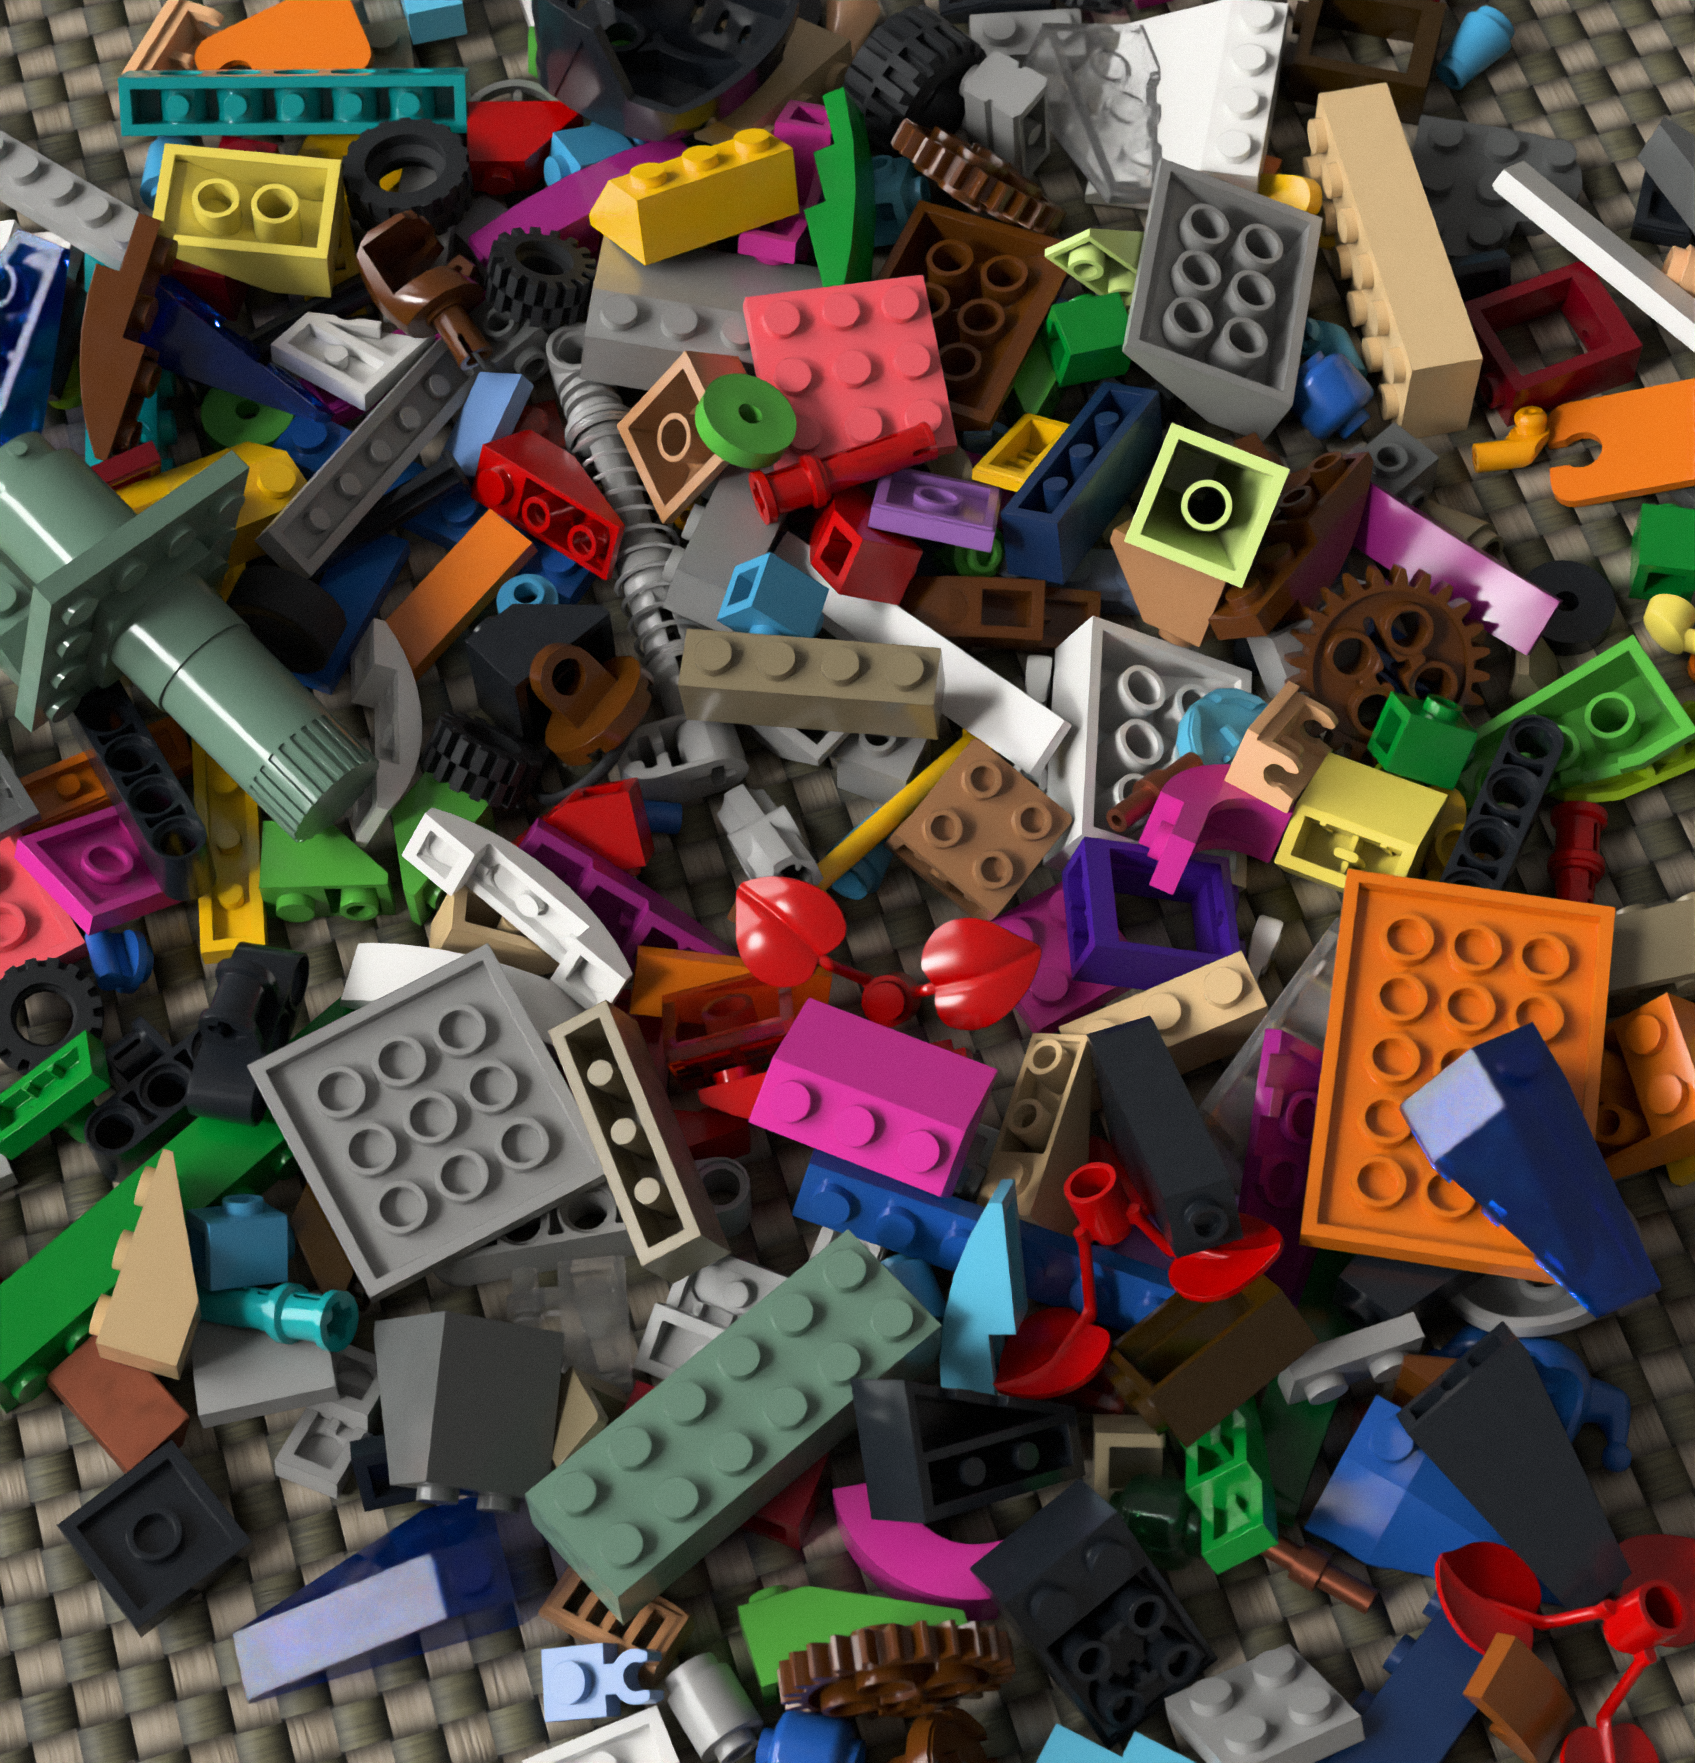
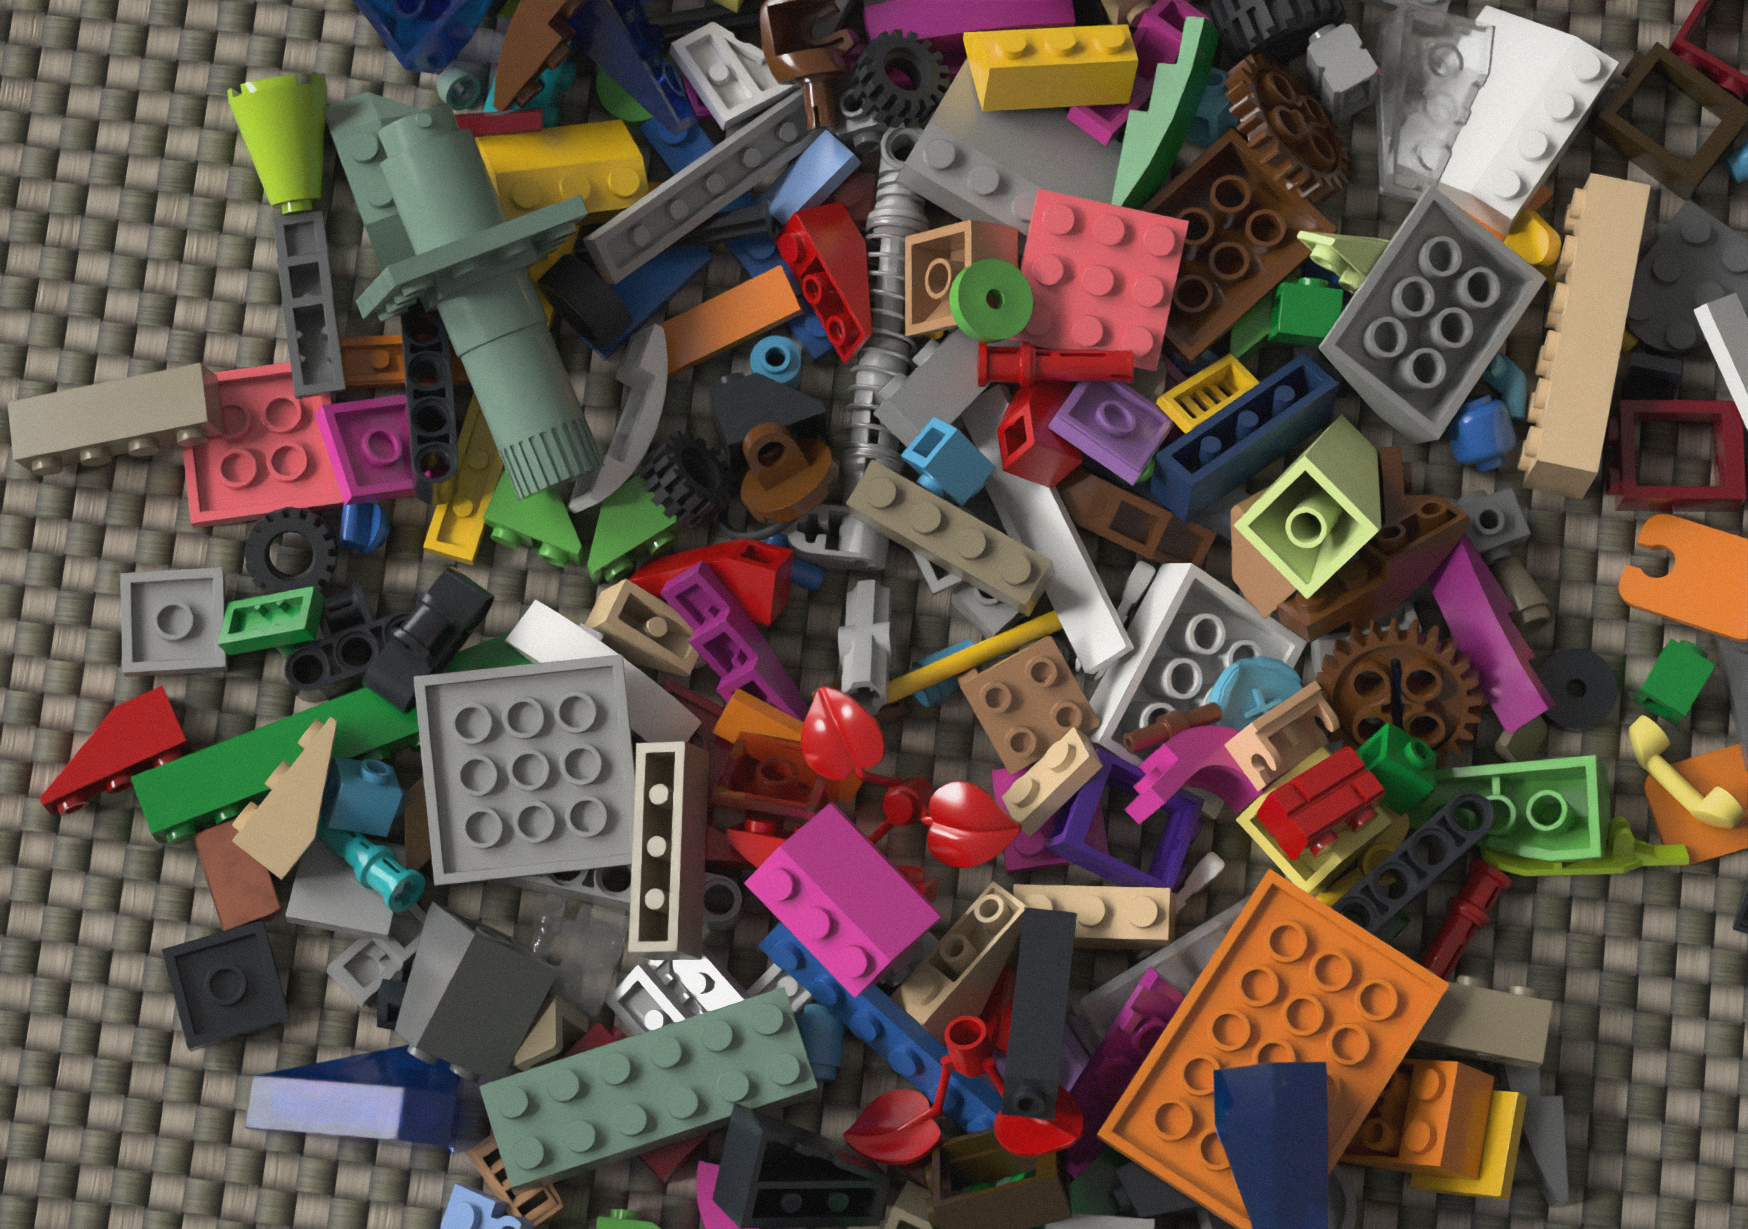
camera: 20 degrees right, 15 degrees up
(528, 896) = (673, 622): white slope -> none
(985, 1297) = (863, 1073): medium azure slope -> none
(1052, 891) = (1052, 781): none -> tan plate
(1367, 792) = (1321, 804): none -> red brick
(1519, 446) = (1611, 536): light orange arm -> none

